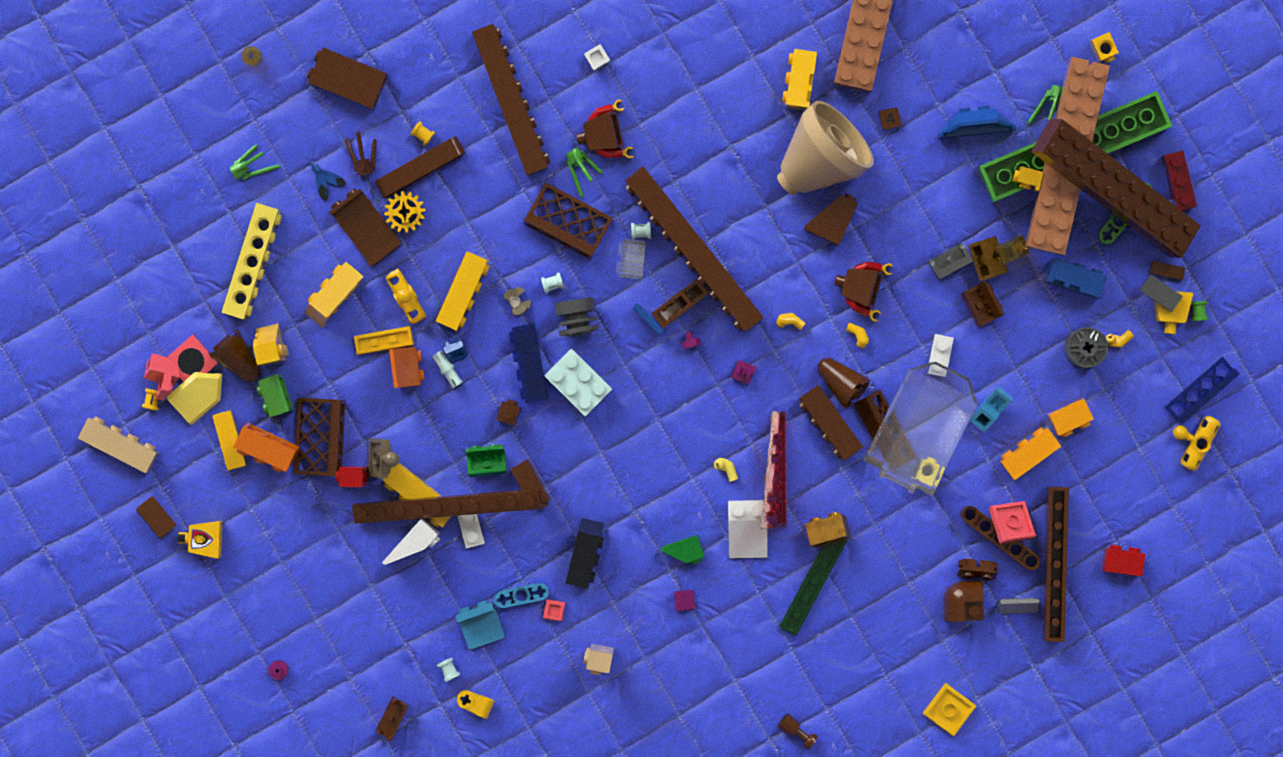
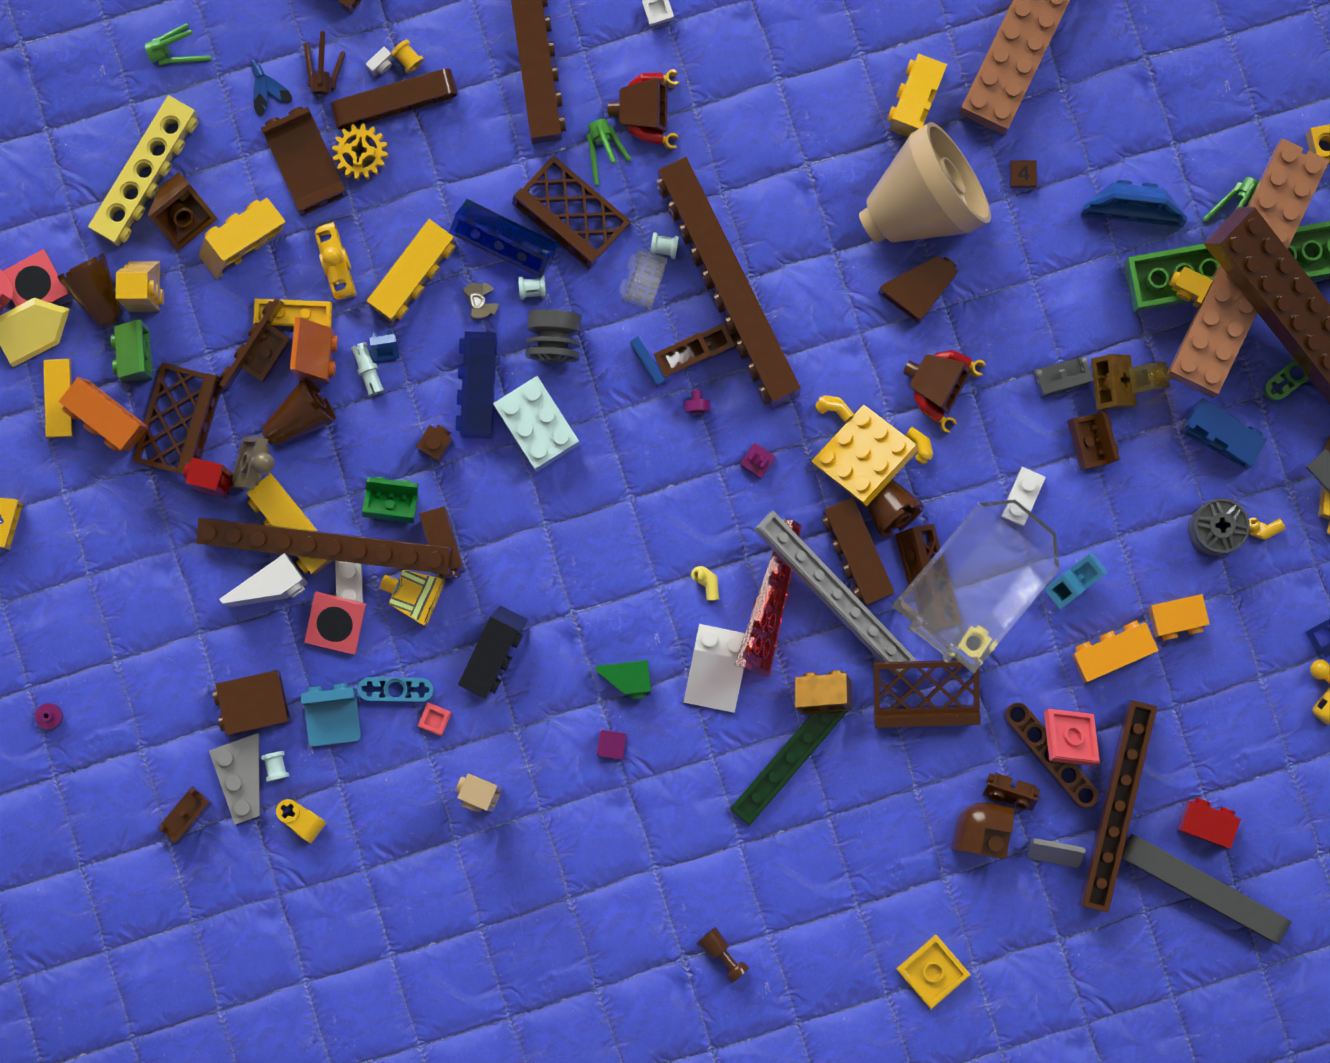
camera: 10 degrees right, 5 degrees down
(284, 285) = (180, 211): none -> reddish brown slope
(368, 372) = (261, 350): none -> reddish brown bracket
(404, 142) = (380, 62): none -> white plate
(406, 414) = (298, 415): none -> reddish brown cone
(421, 628) = (251, 703): none -> reddish brown brick
(424, 681) = (239, 776): none -> light grey wing
(467, 557) = (335, 623): none -> coral tile
(518, 525) = (414, 594): none -> torso
(523, 252) = (503, 238): none -> clear blue brick
(820, 352) = (865, 455): none -> yellow plate
(820, 458) = (831, 590): none -> light grey tile
(900, 530) = (925, 715): none -> reddish brown fence
(1130, 608) = (1205, 889): none -> dark grey beam

